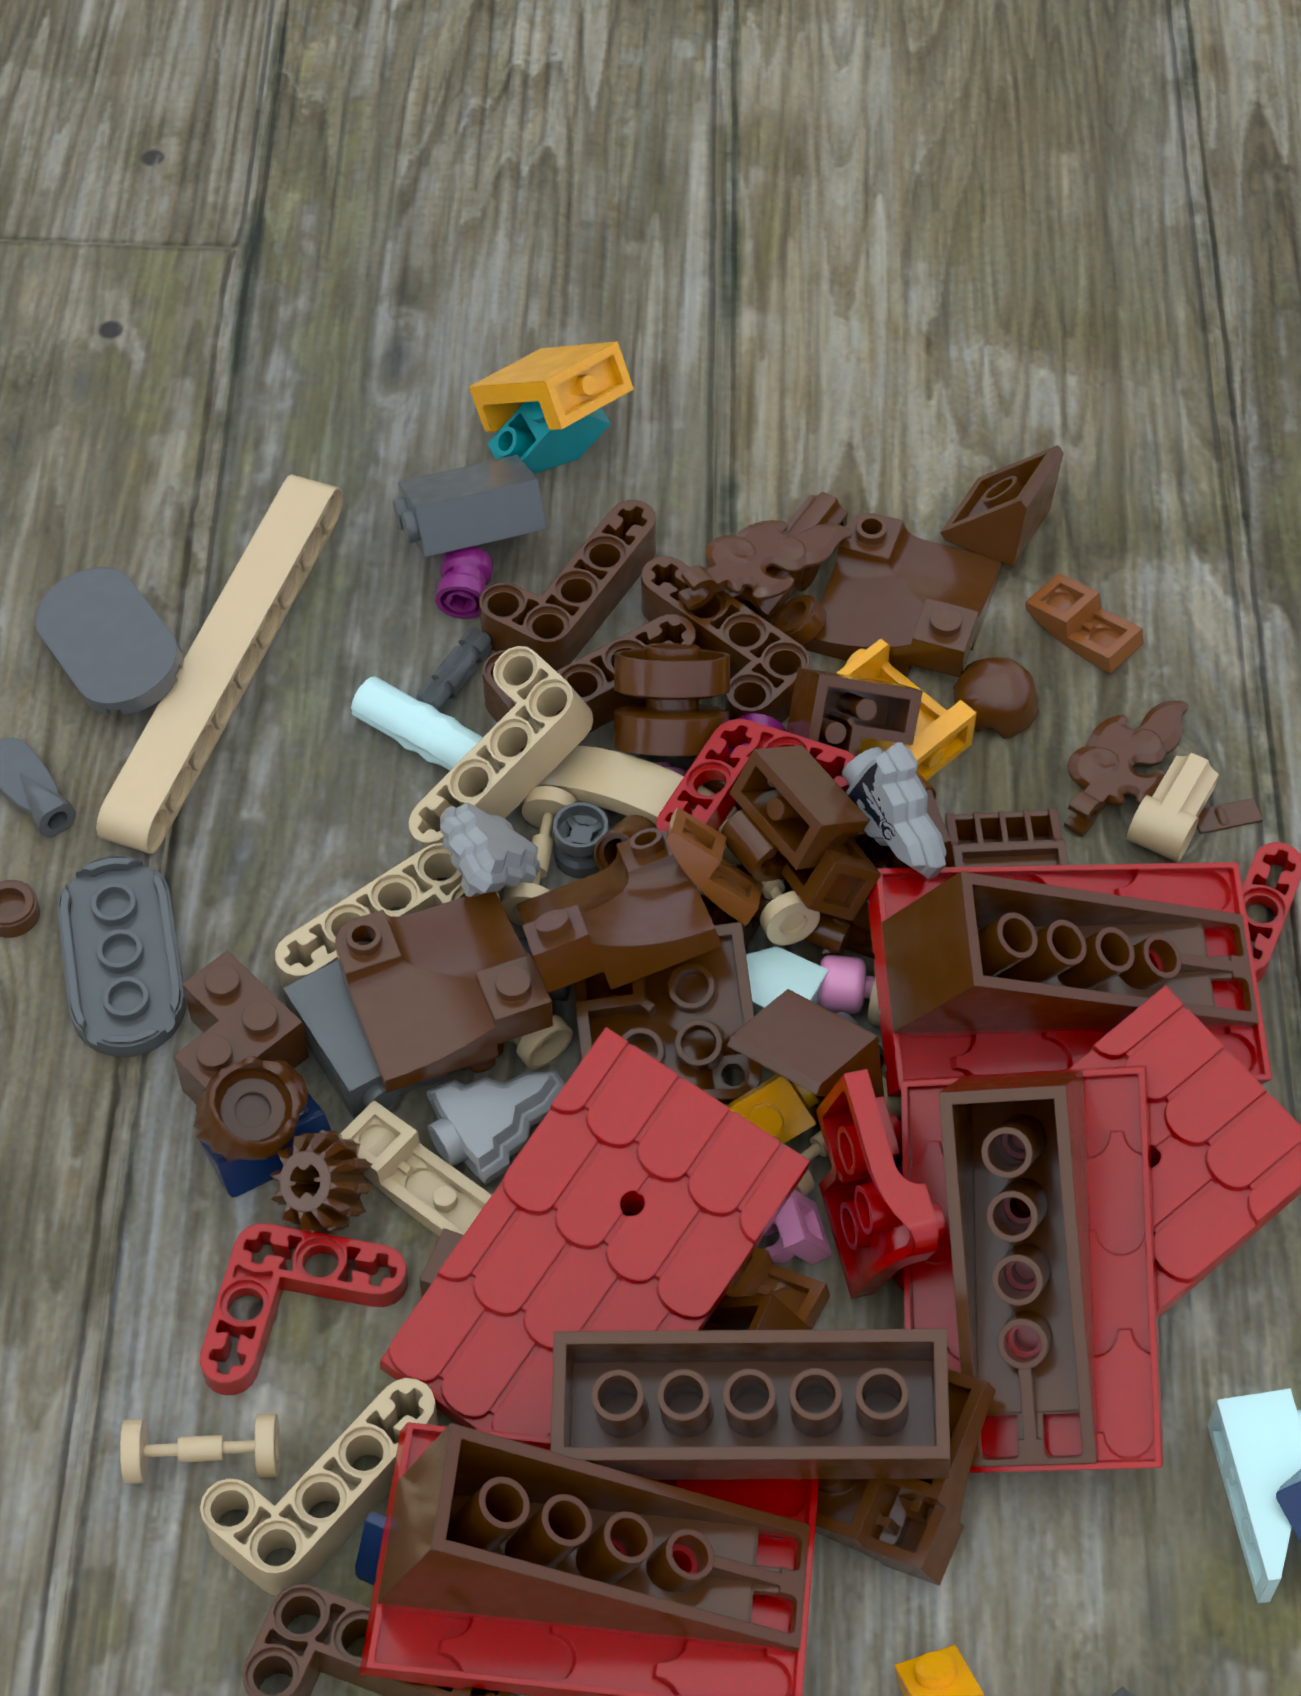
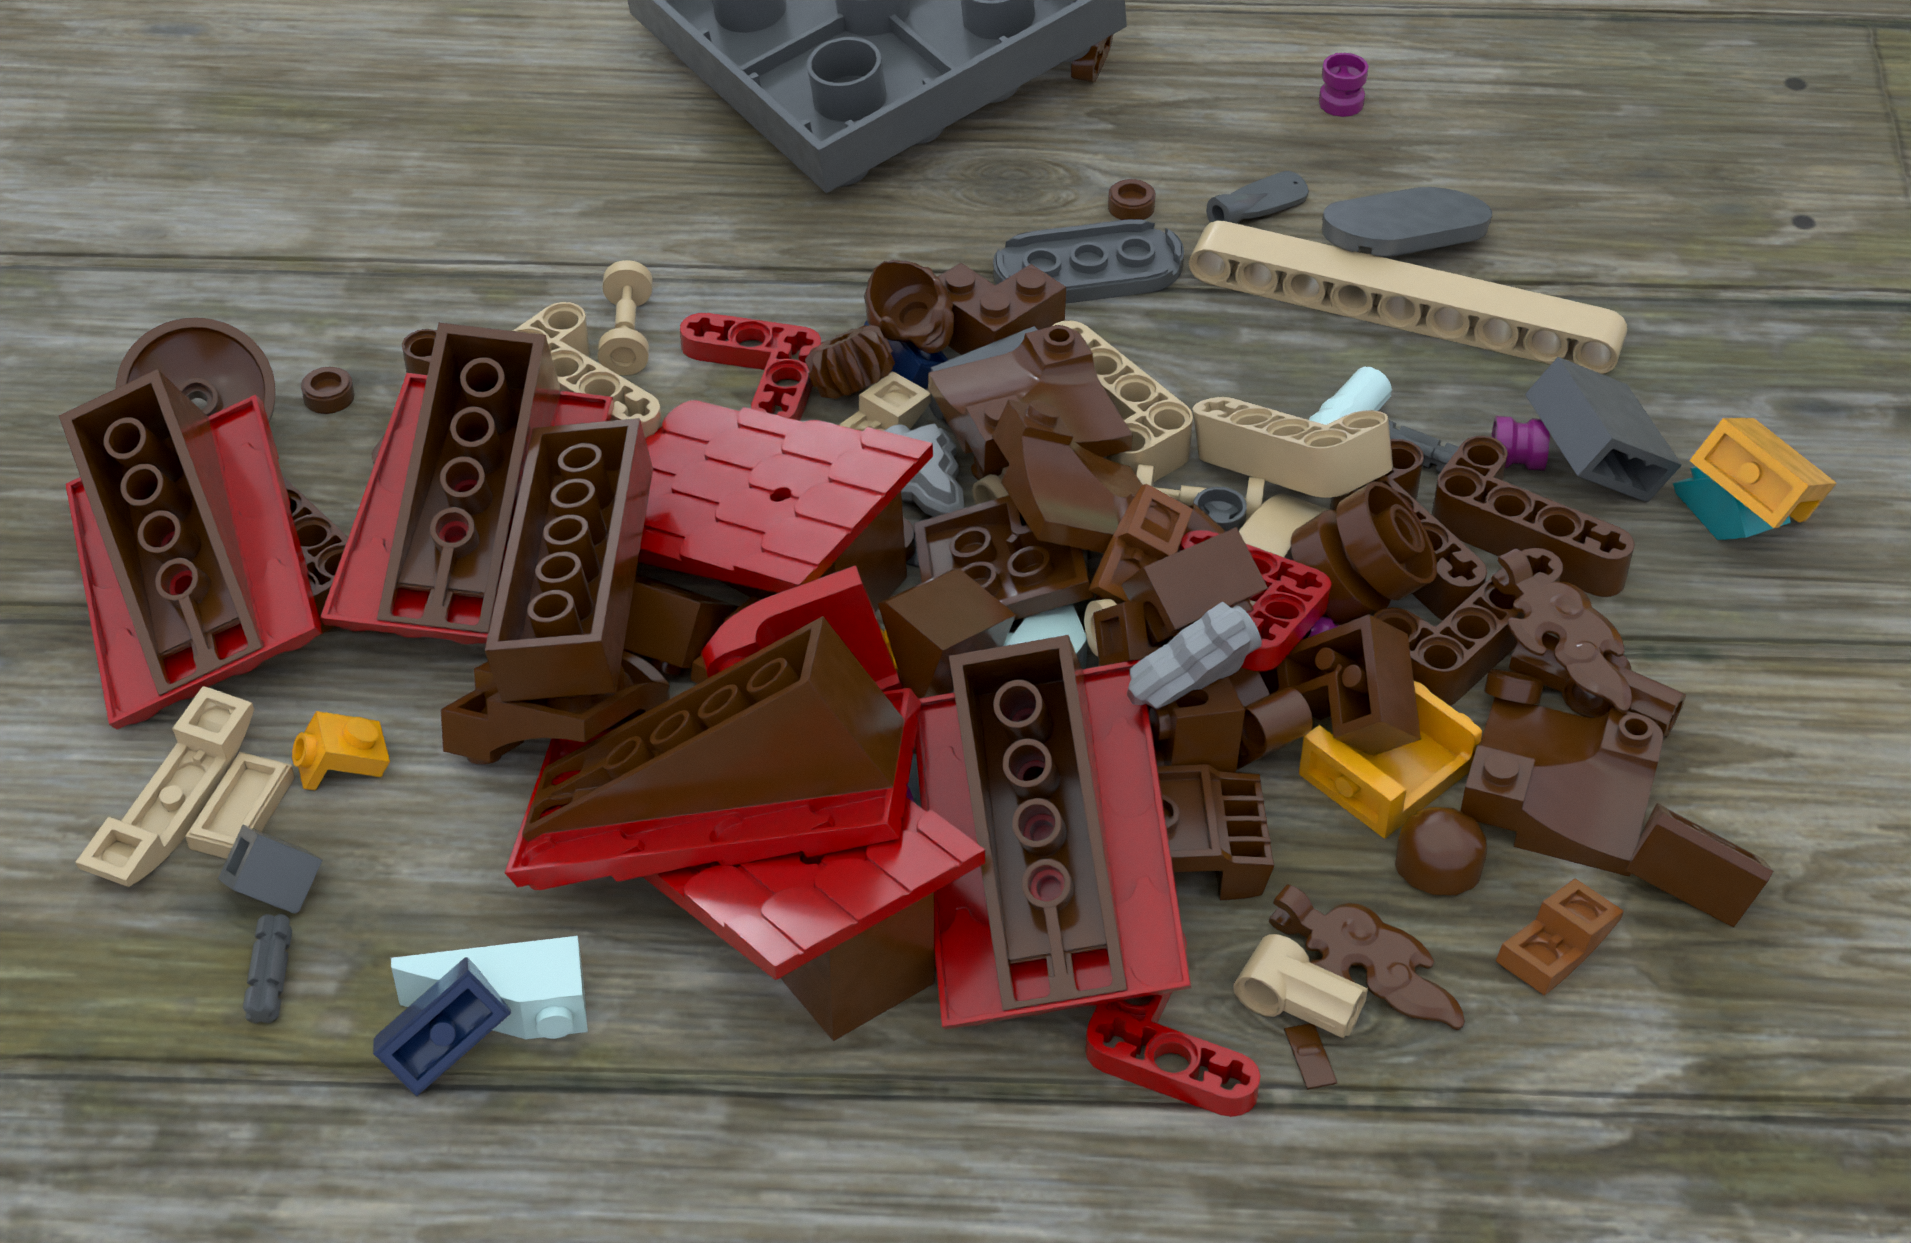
camera: 90 degrees right, 10 degrees down
(487, 850) = (1168, 428): light grey rock -> none

